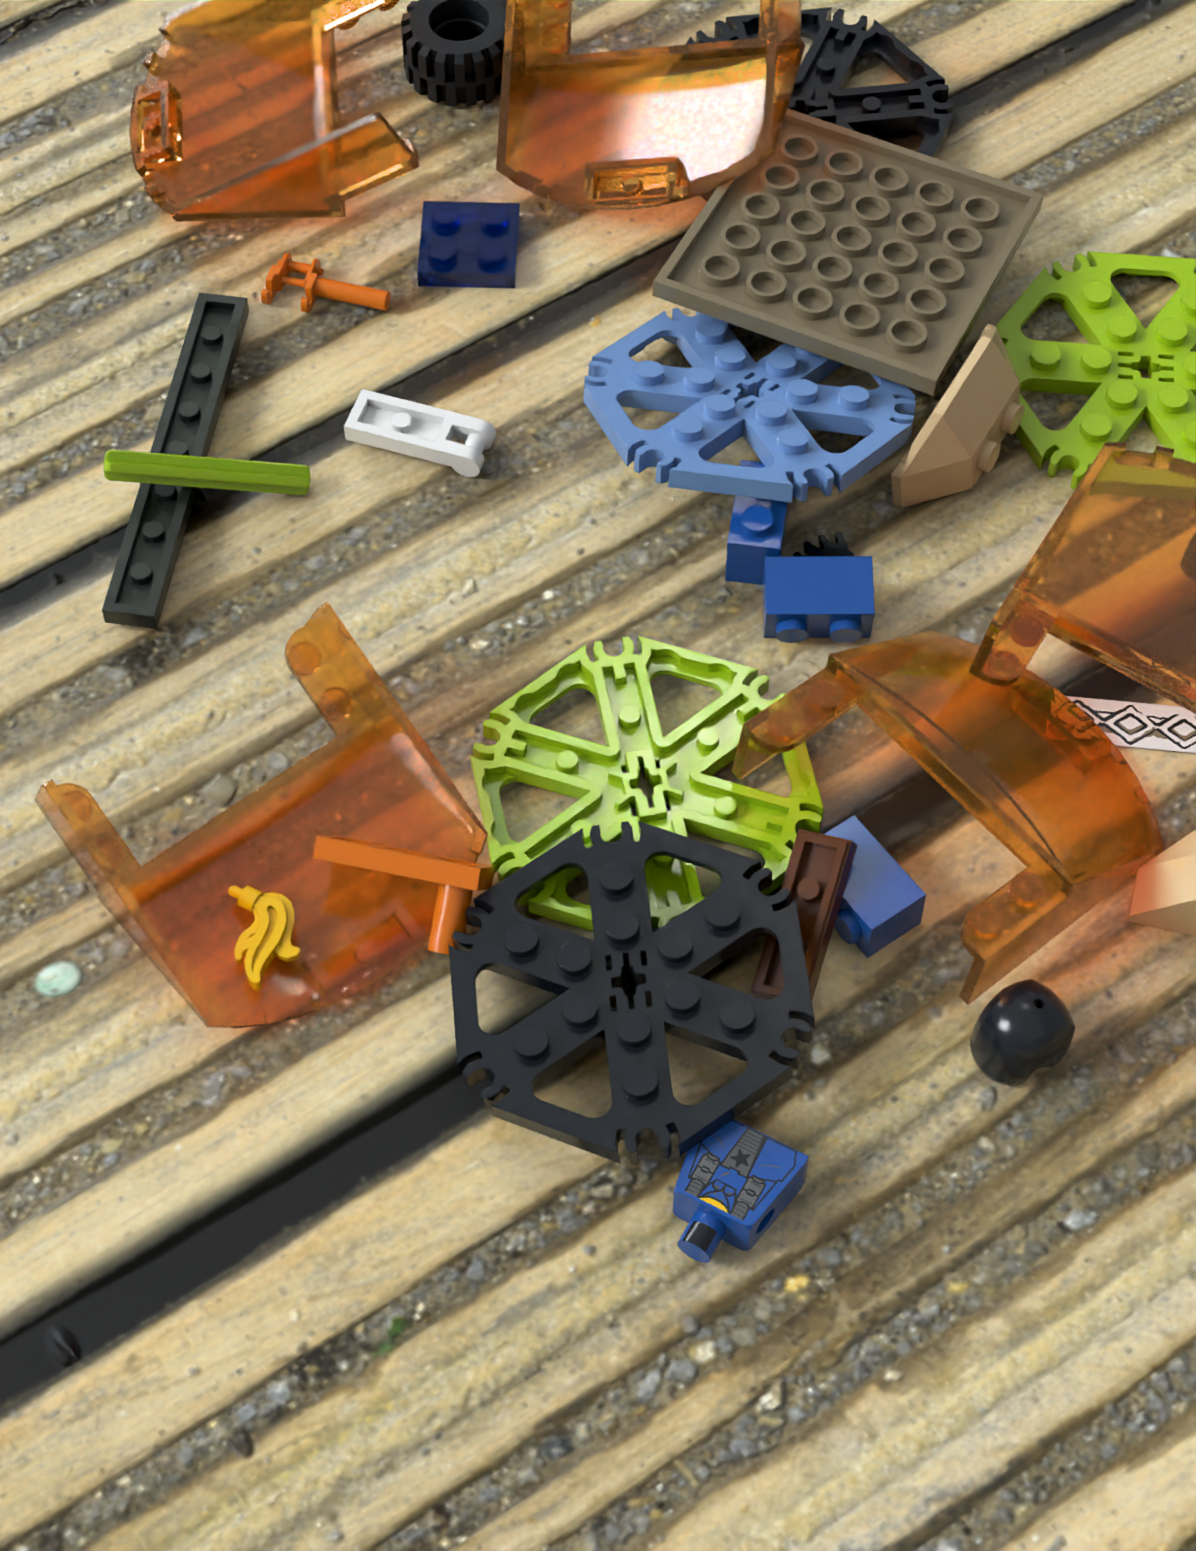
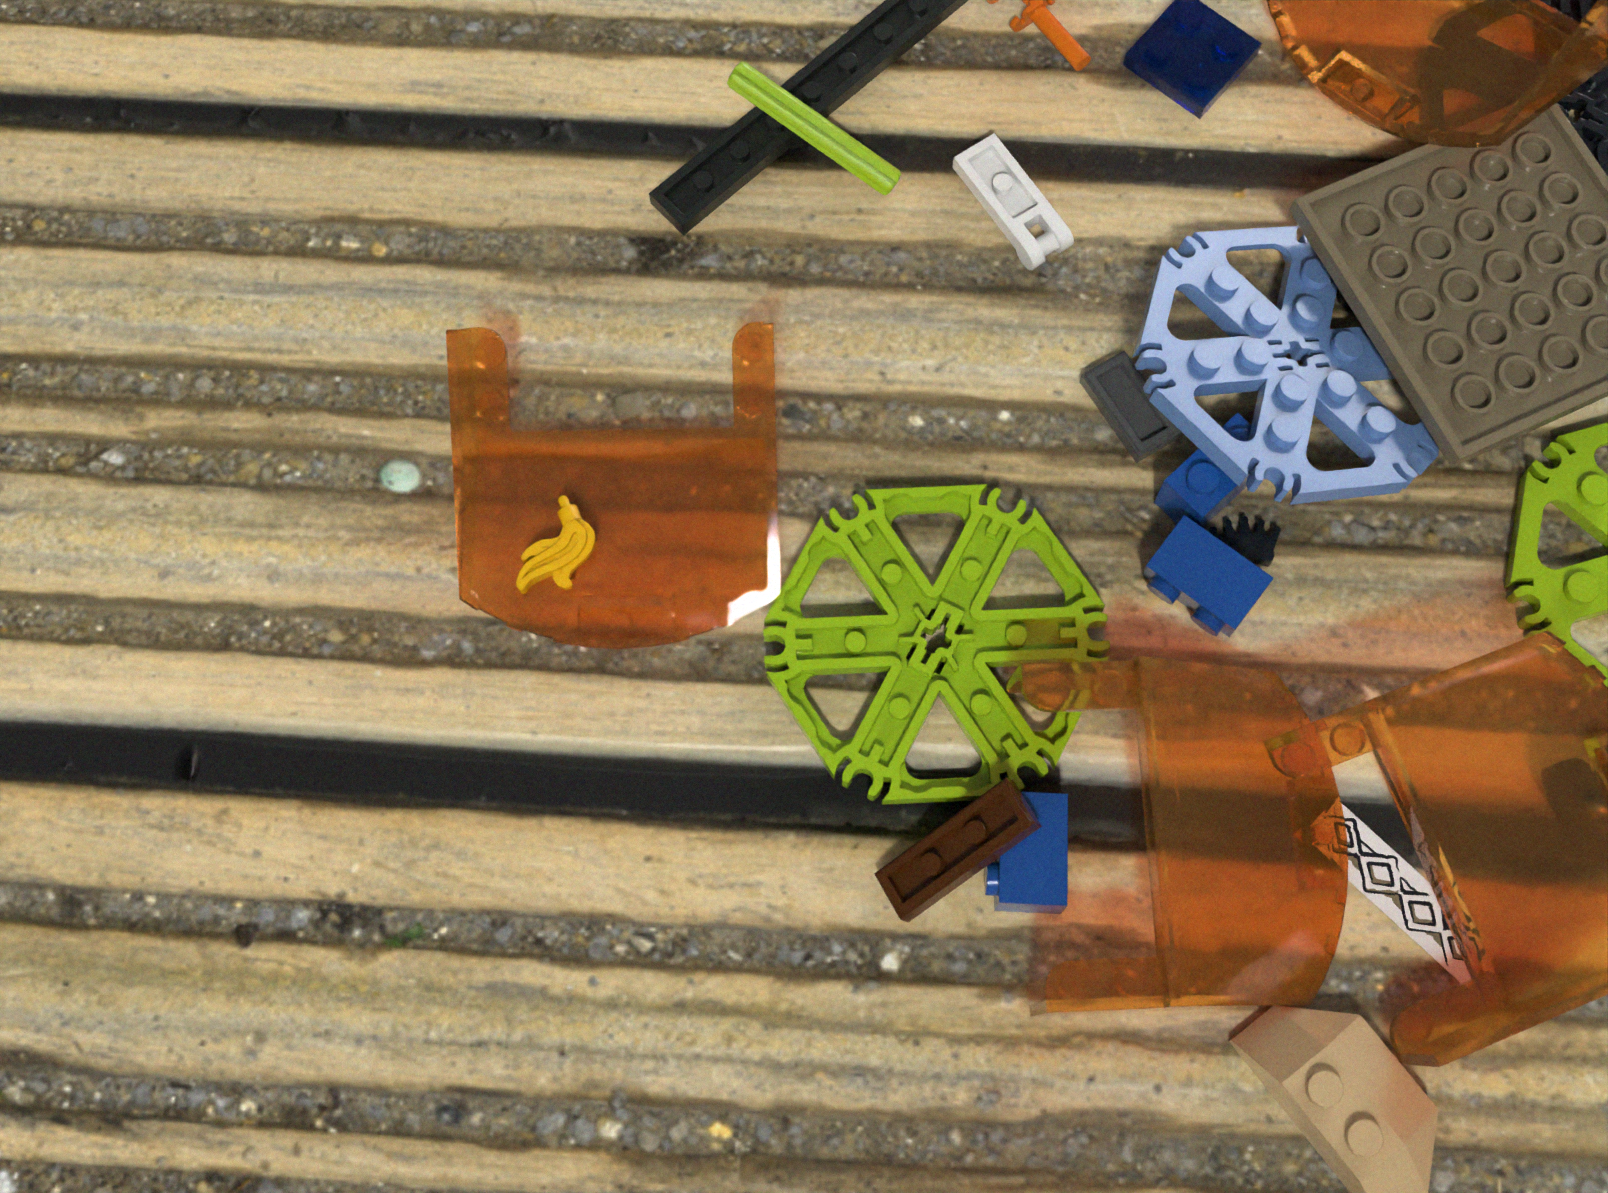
camera: 40 degrees right, 15 degrees up
(455, 878) = (719, 608): orange piece -> none
(587, 991) = (798, 851): black plate -> none
(646, 522) = (1120, 397): none -> dark grey tile
(734, 1188) = (725, 1021): torso -> none
(964, 428) = (1463, 509): tan wedge -> none
(1021, 1032) = (1037, 1080): black helmet -> none

